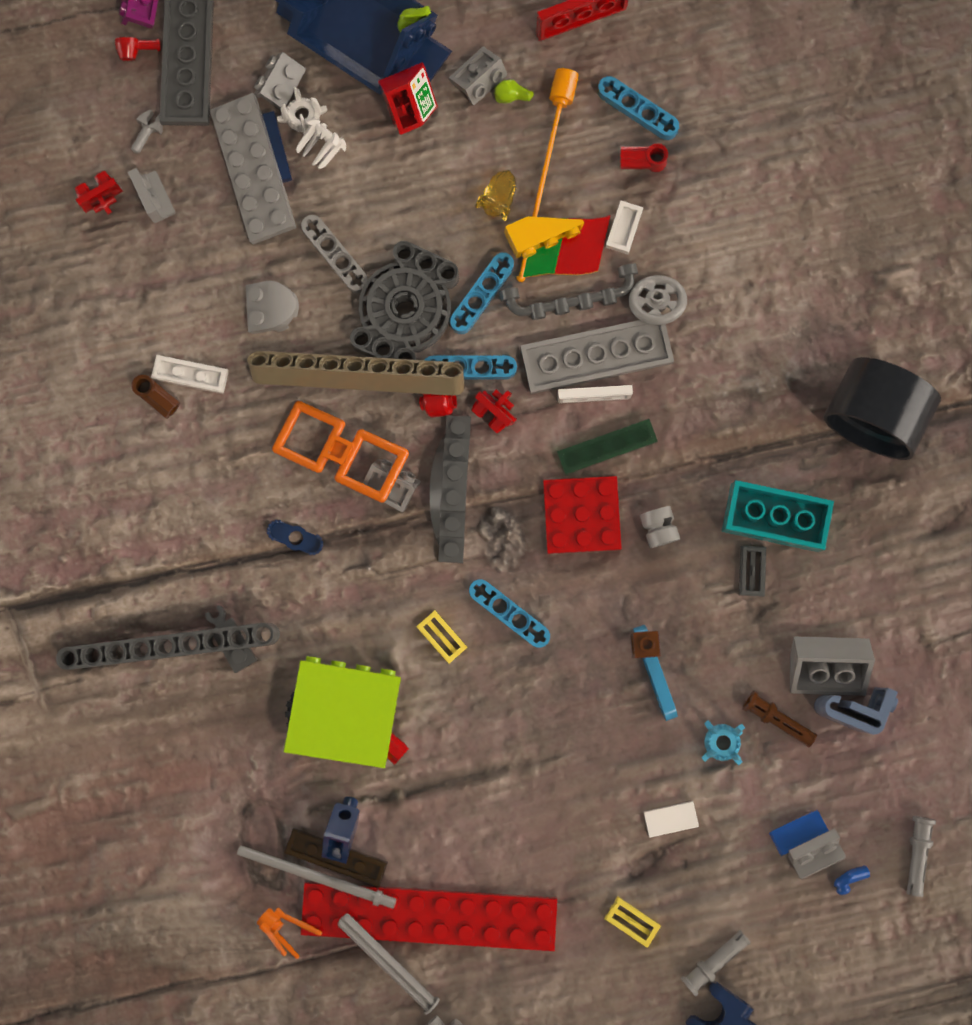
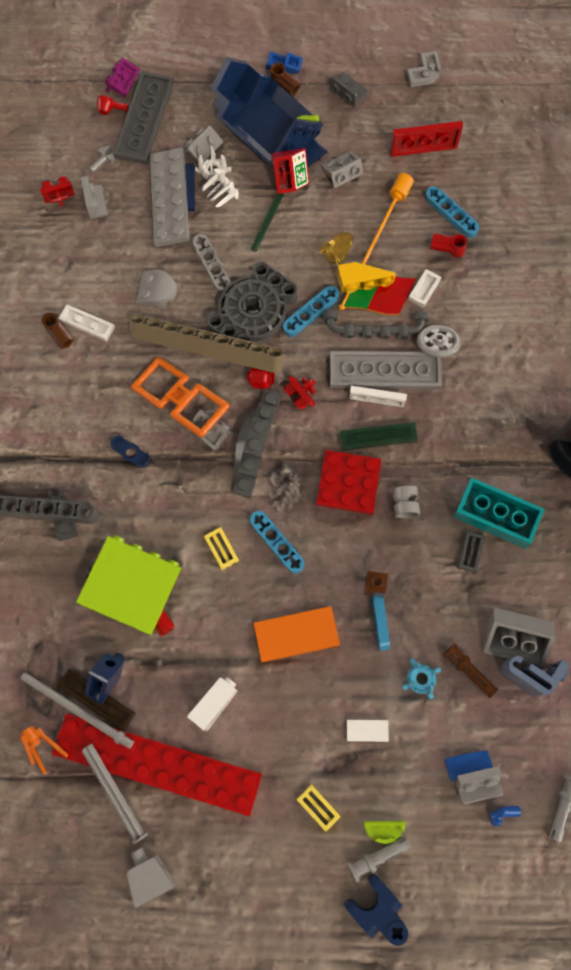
camera: 10 degrees right, 10 degrees down
(393, 177) = (266, 222): none -> clear green bar
(470, 362) = (292, 355): dark azure beam -> none
(480, 832) = (213, 703): none -> white slope
(509, 91) = (363, 183): lime animal -> none
(560, 723) = (296, 634): none -> orange tile
(715, 930) = (384, 831): none -> lime plate

